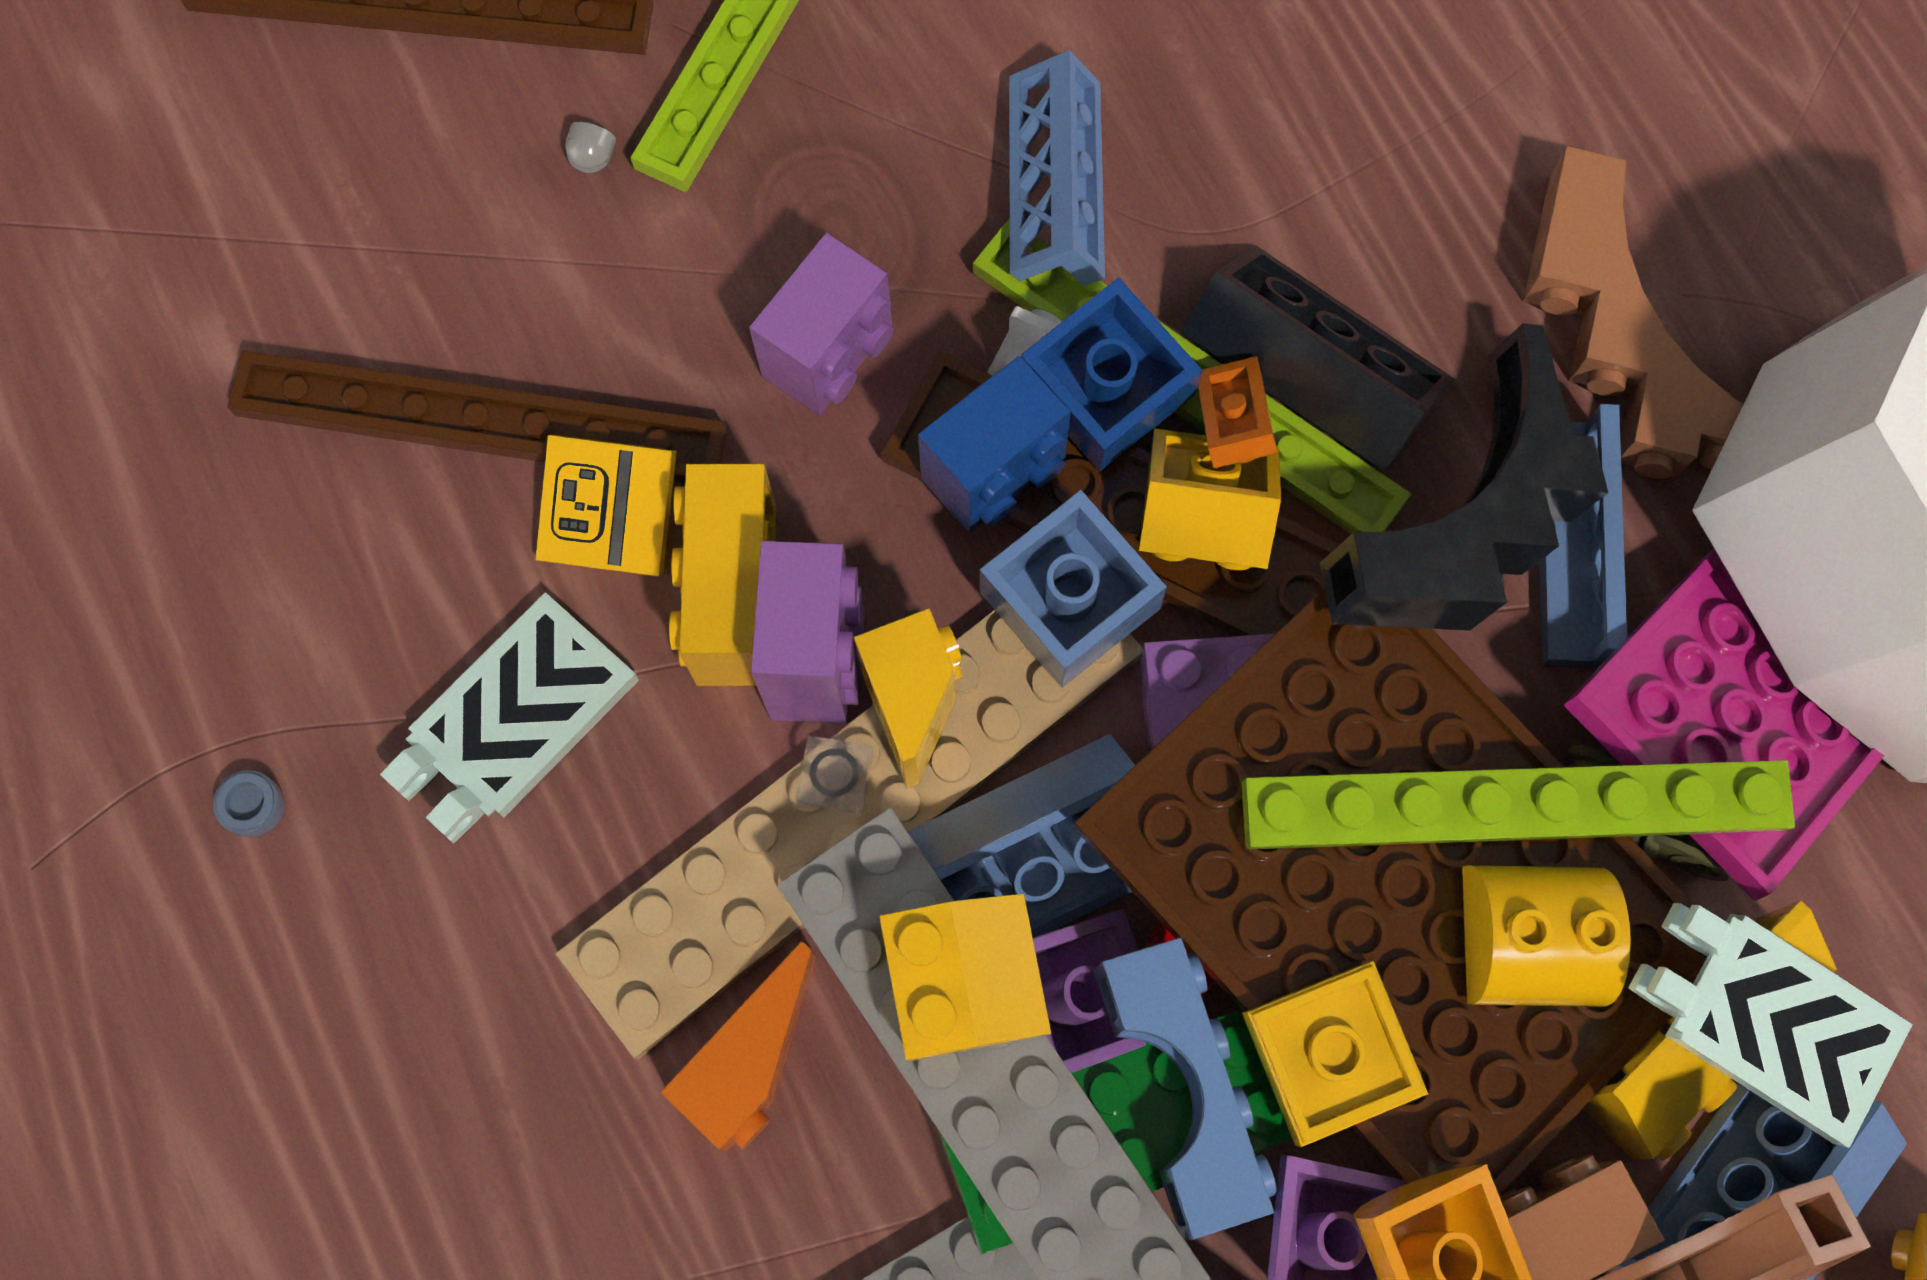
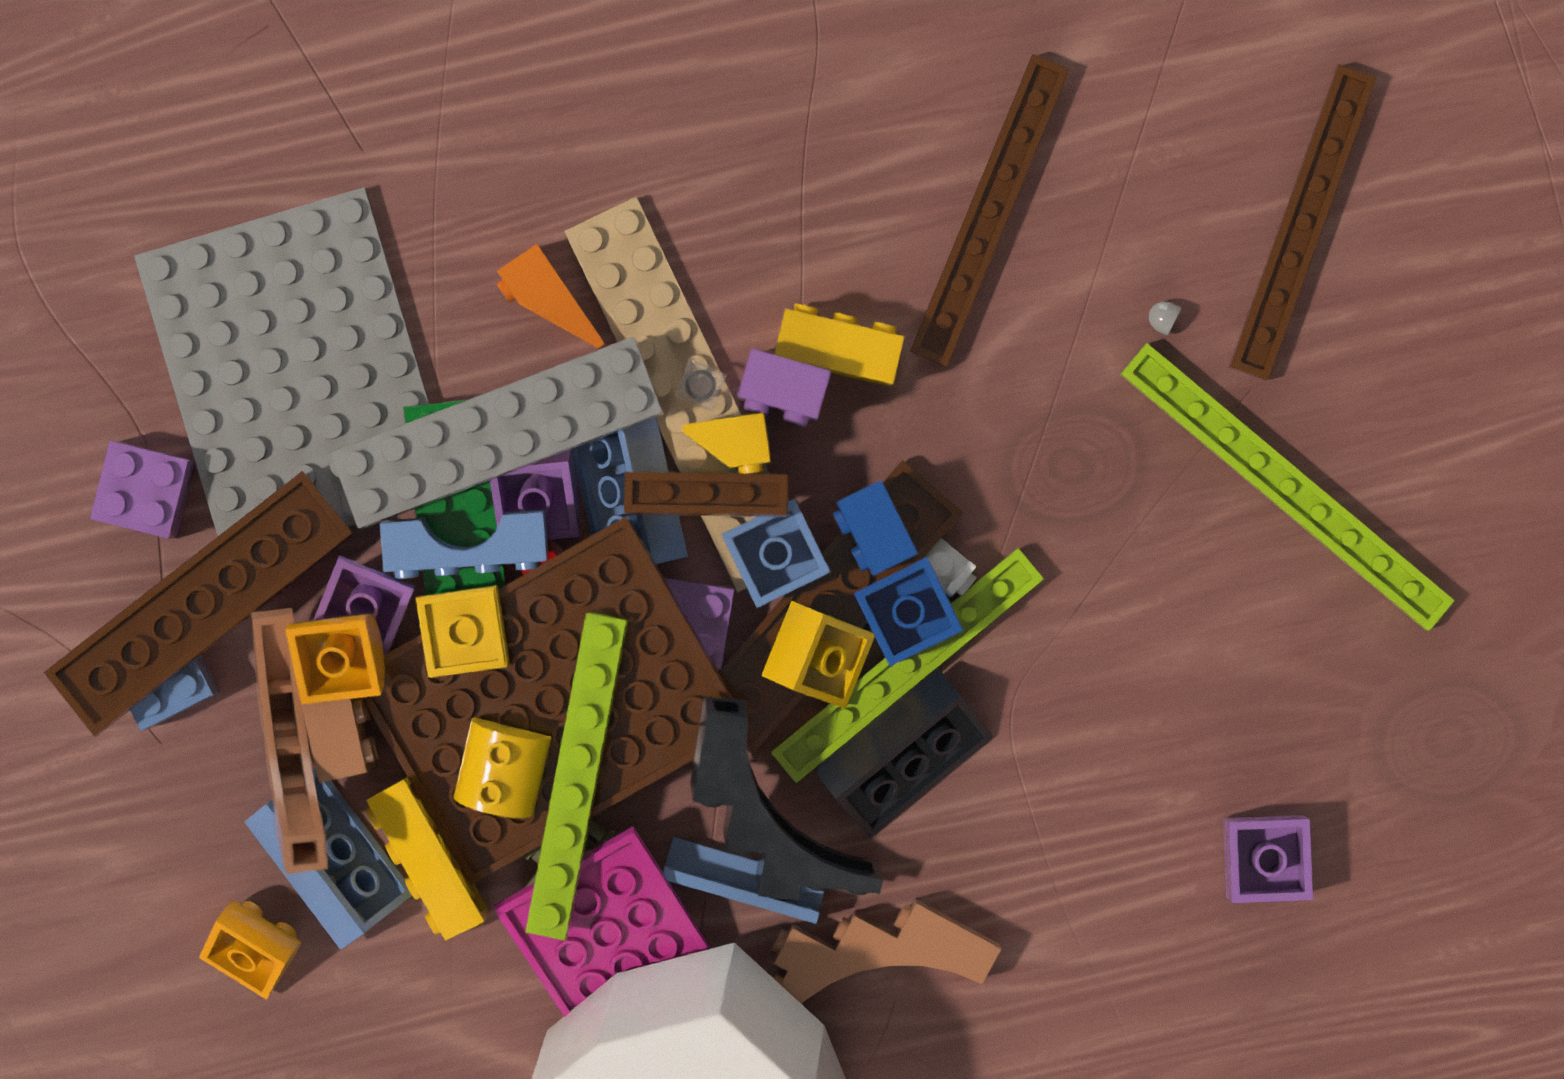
camera: 105 degrees right, 15 degrees up
(248, 803) = (773, 27): sand blue tile -> none
(510, 717) = (790, 197): light aqua tile -> none
(605, 505) = (909, 280): yellow tile -> none
(823, 325) = (989, 442): medium lavender brick -> none
(964, 975) = (549, 431): yellow slope -> none
(1006, 705) = (706, 494): none -> reddish brown plate
(1069, 158) = (1073, 630): medium blue fence -> none
(1236, 413) = (865, 683): orange plate -> none
(1776, 1021) = (419, 883): light aqua tile -> none

